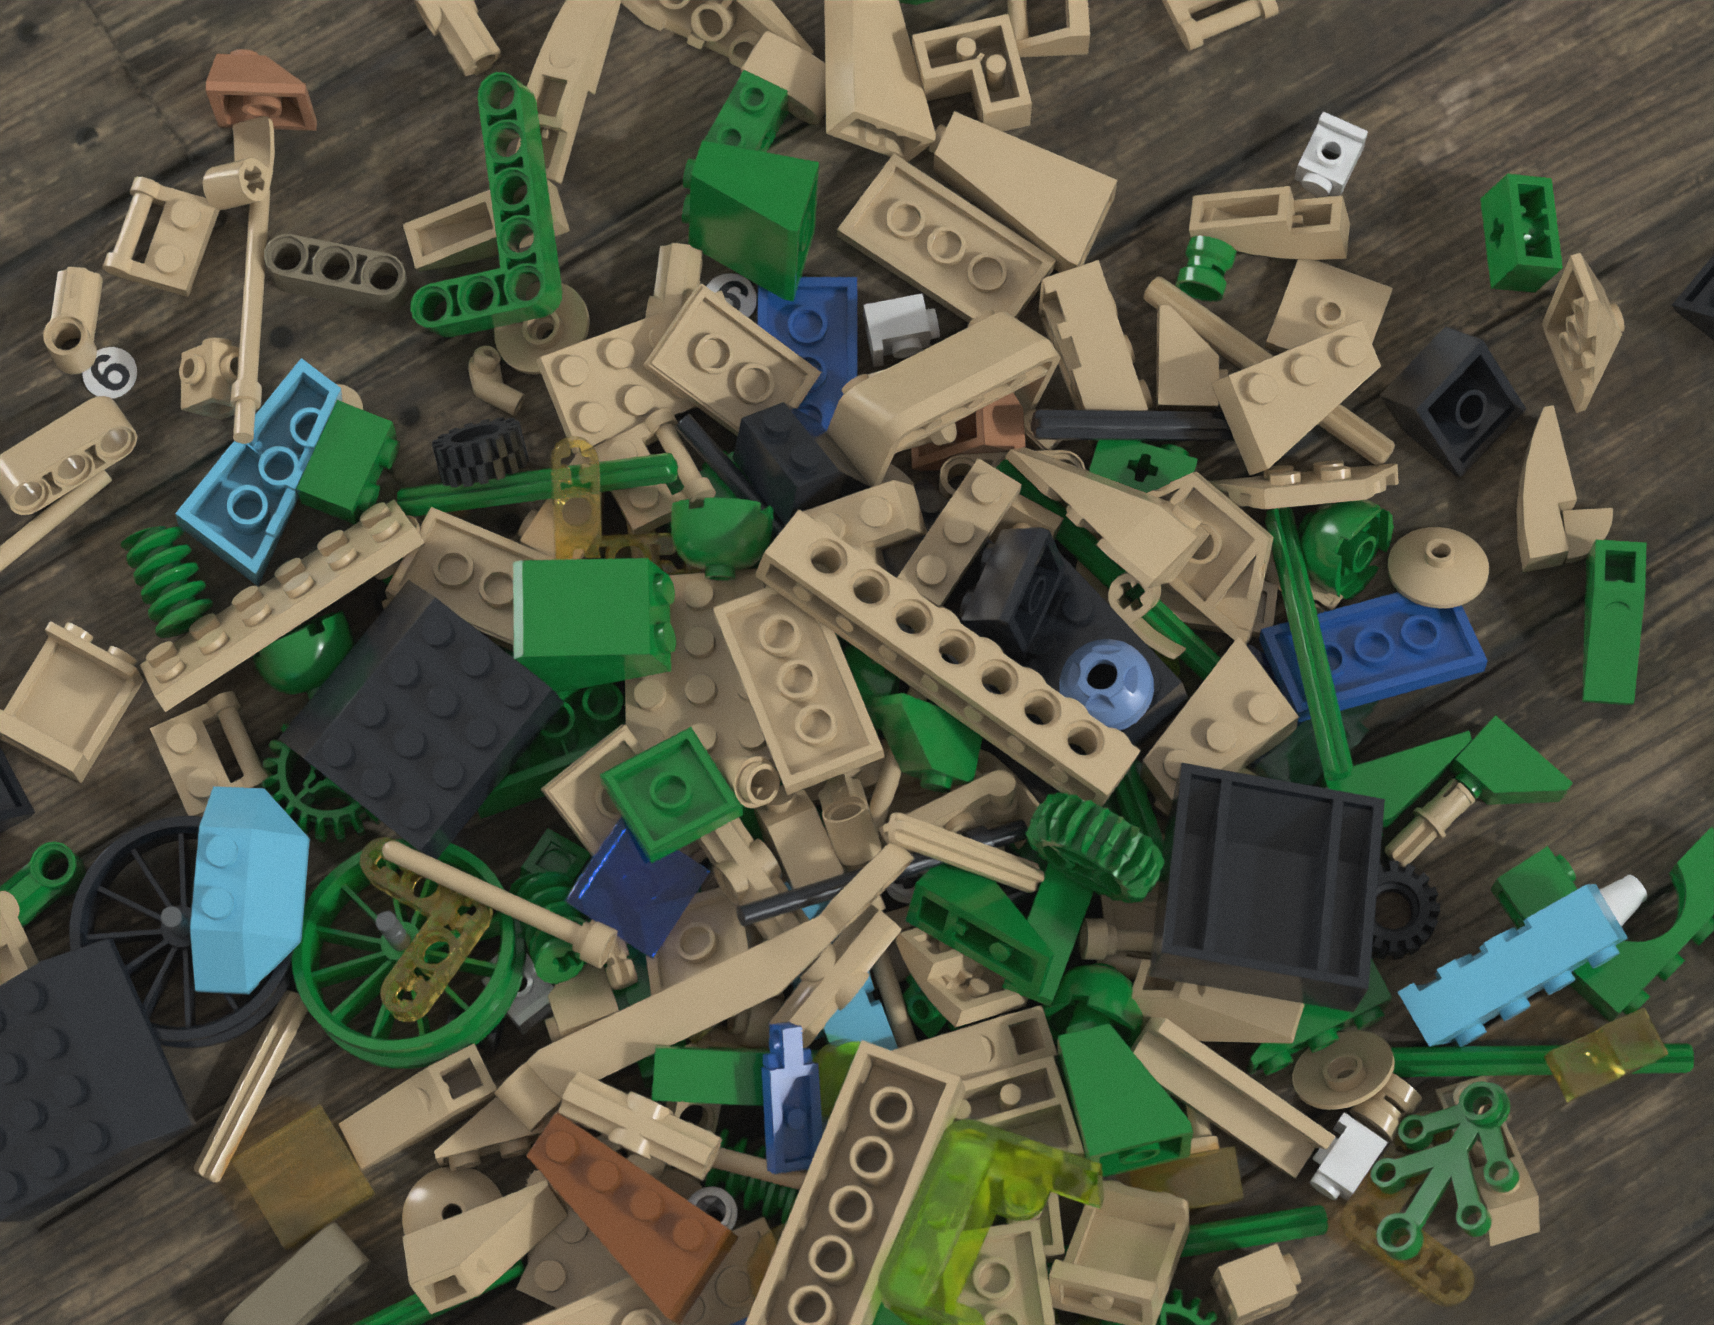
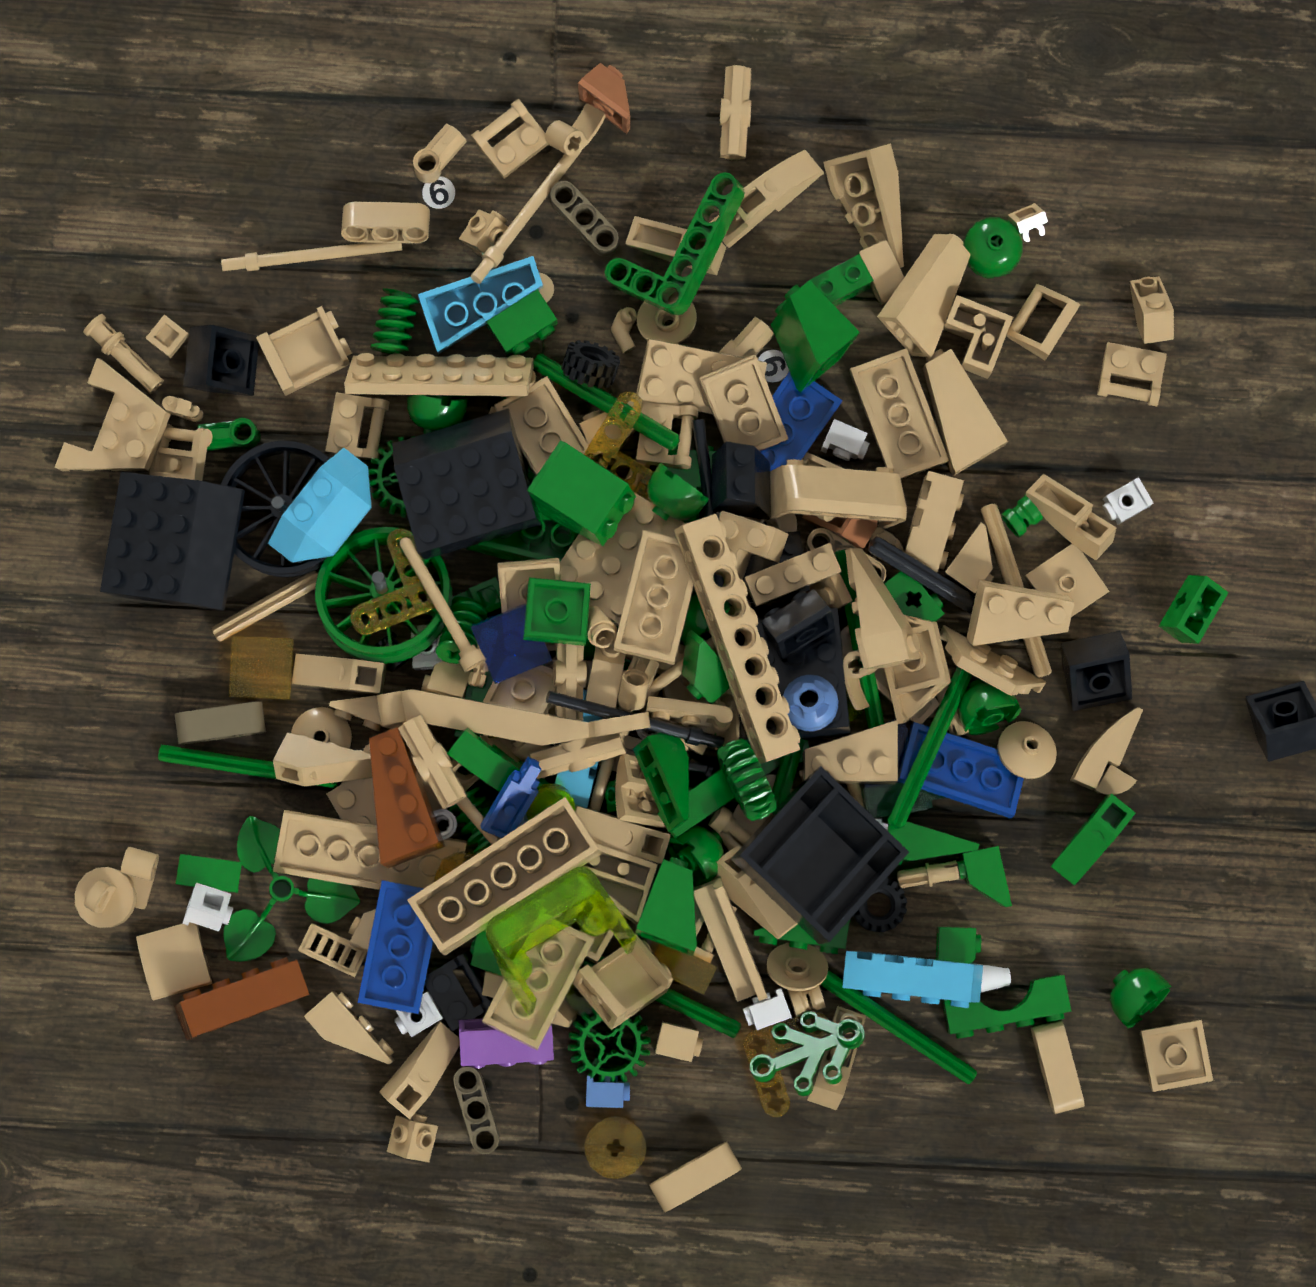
camera: 30 degrees right, 10 degrees up
(963, 852) = (680, 738): tan axle -> none
(1582, 330) = (1186, 683): tan wedge -> none
(1606, 1055) = (930, 1049): clear yellow slope -> none

